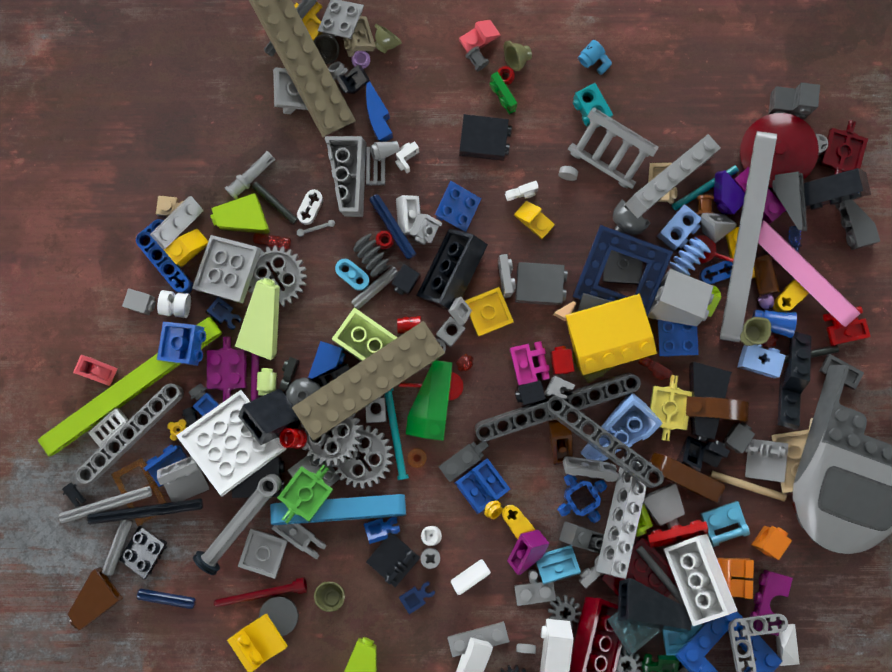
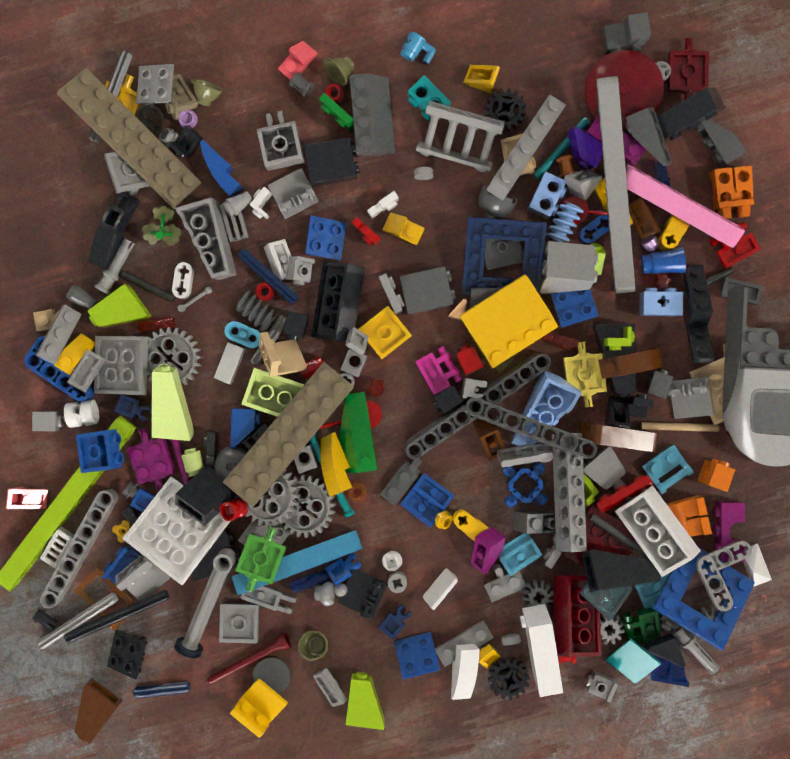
camera: 10 degrees left, 5 degrees up
(117, 547) = (101, 656): light grey axle -> none
(192, 264) = (86, 370): none -> light grey plate
(208, 194) = (80, 297): none -> dark grey cone
(256, 139) = (110, 230): none -> black slope
(297, 155) = (155, 233): none -> olive plant
(330, 298) = (229, 363): none -> white slope
(333, 644) = (329, 687): none -> light grey plate
(344, 532) = (309, 581): none -> clear blue axle
(358, 548) = (326, 592): none -> light grey animal
(382, 305) = (281, 357): none -> tan bracket
(402, 424) = (334, 465): none -> yellow slope
(428, 637) = (417, 655): none -> blue hinge
(439, 97) = (270, 140): none -> light grey hinge
(439, 156) = (293, 193): none -> light grey hinge
(499, 216) = (368, 235): none -> red plate
(499, 658) = (488, 655): none -> yellow plate
(535, 106) = (372, 115): none -> dark grey slope
(648, 100) = (482, 77): none -> yellow slope
(666, 129) = (511, 104): none -> black gear
(710, 385) = (617, 343): none -> lime bracket
(755, 331) = (648, 277): olive piece -> none
(857, 273) = (732, 190): none -> orange hips

